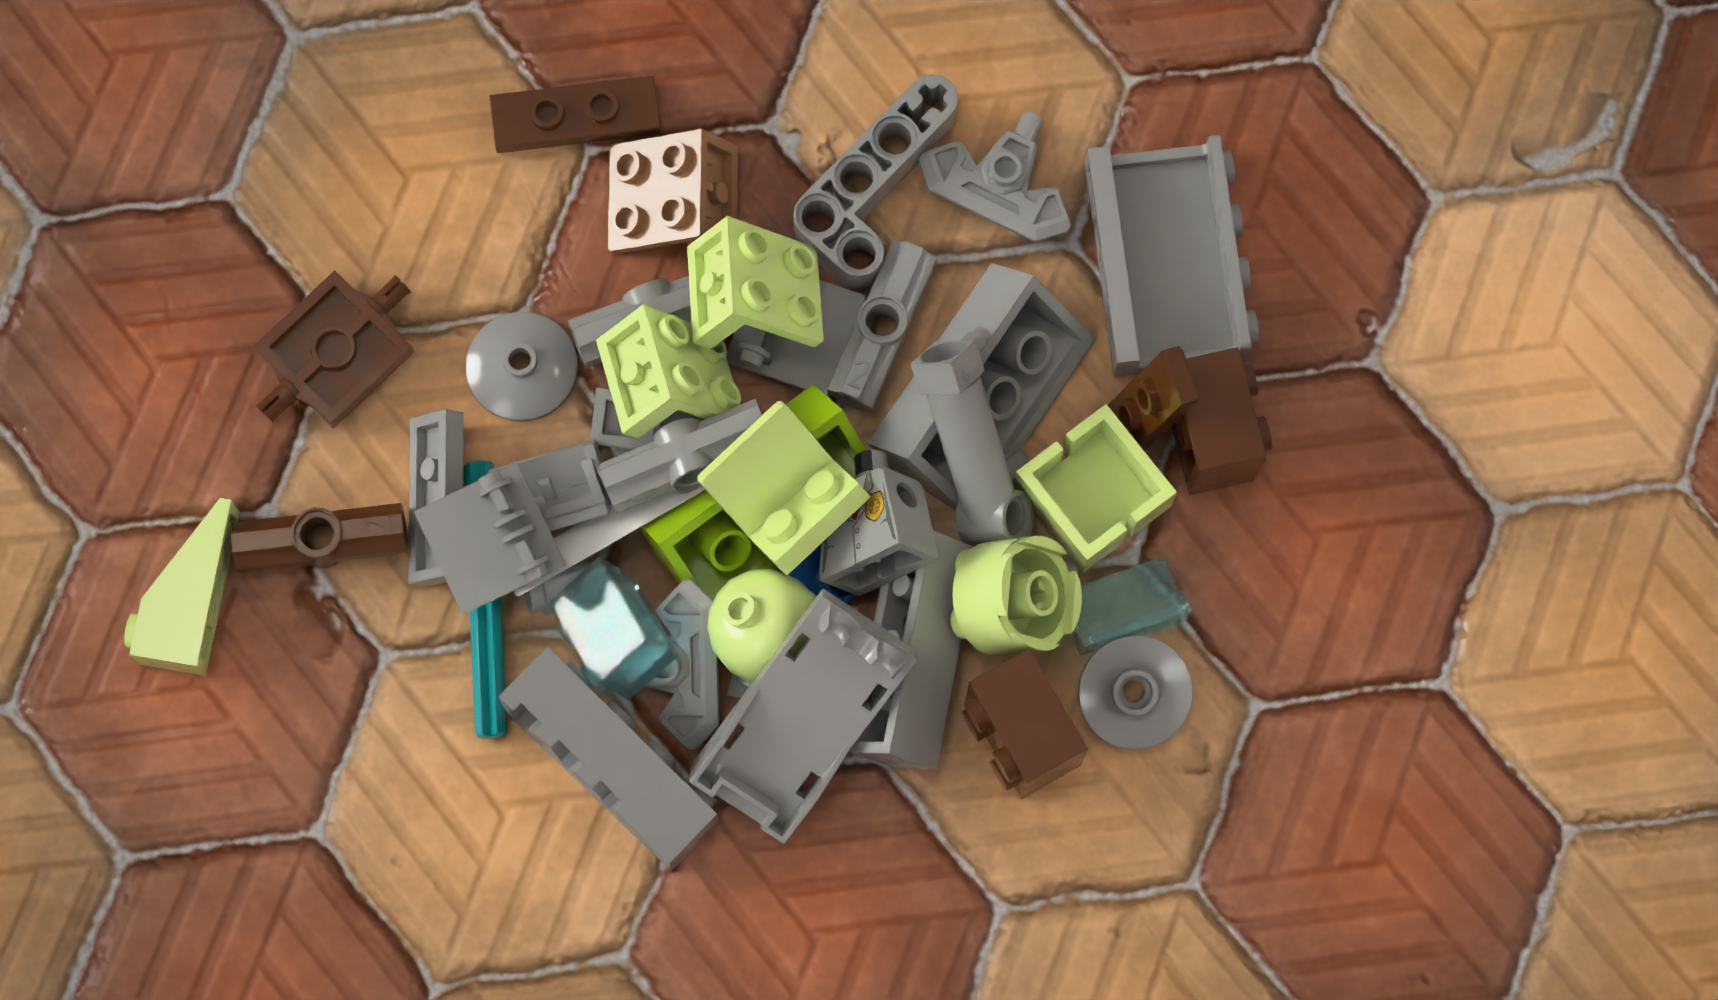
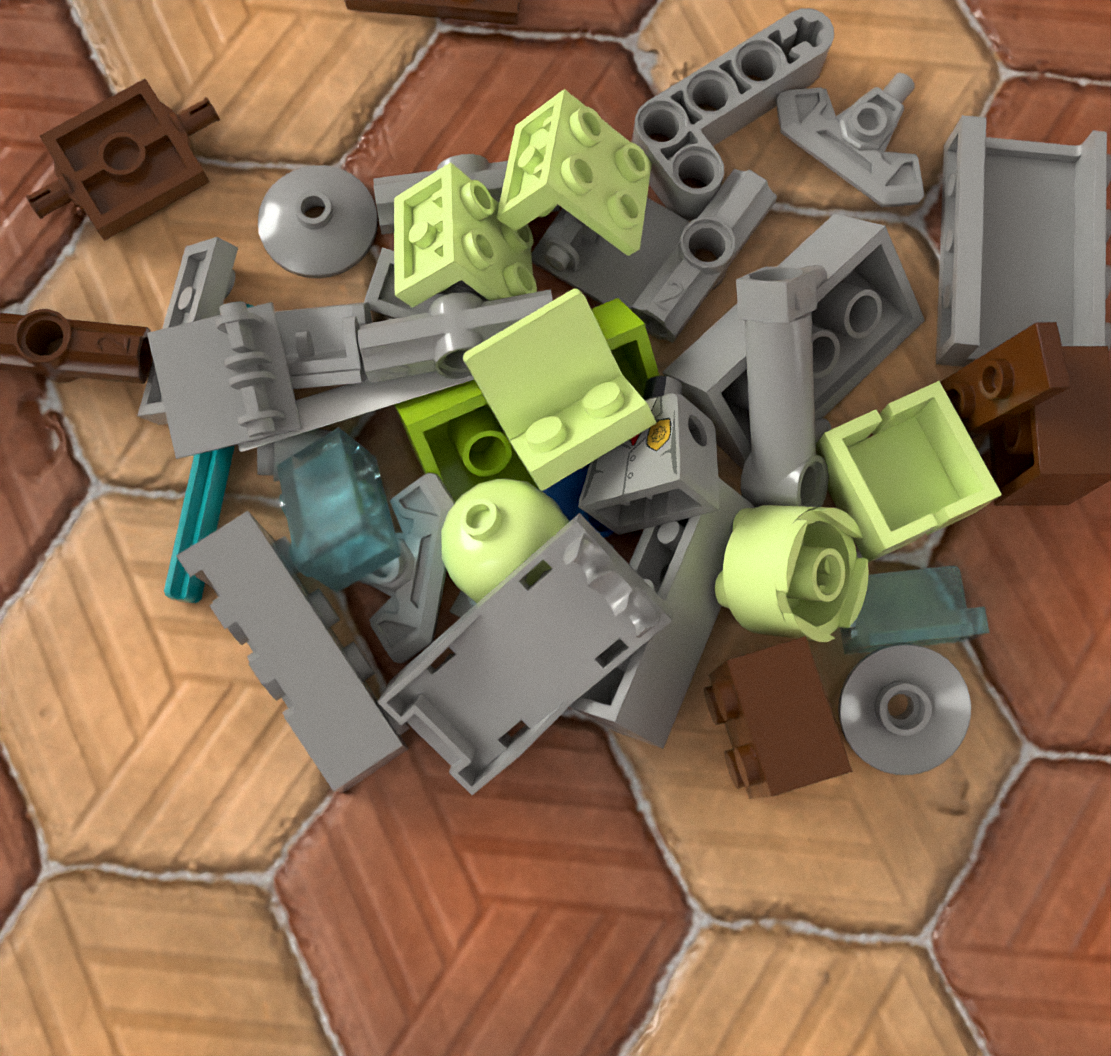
camera: 10 degrees right, 0 degrees up
(670, 189) = (511, 69): bracket -> none

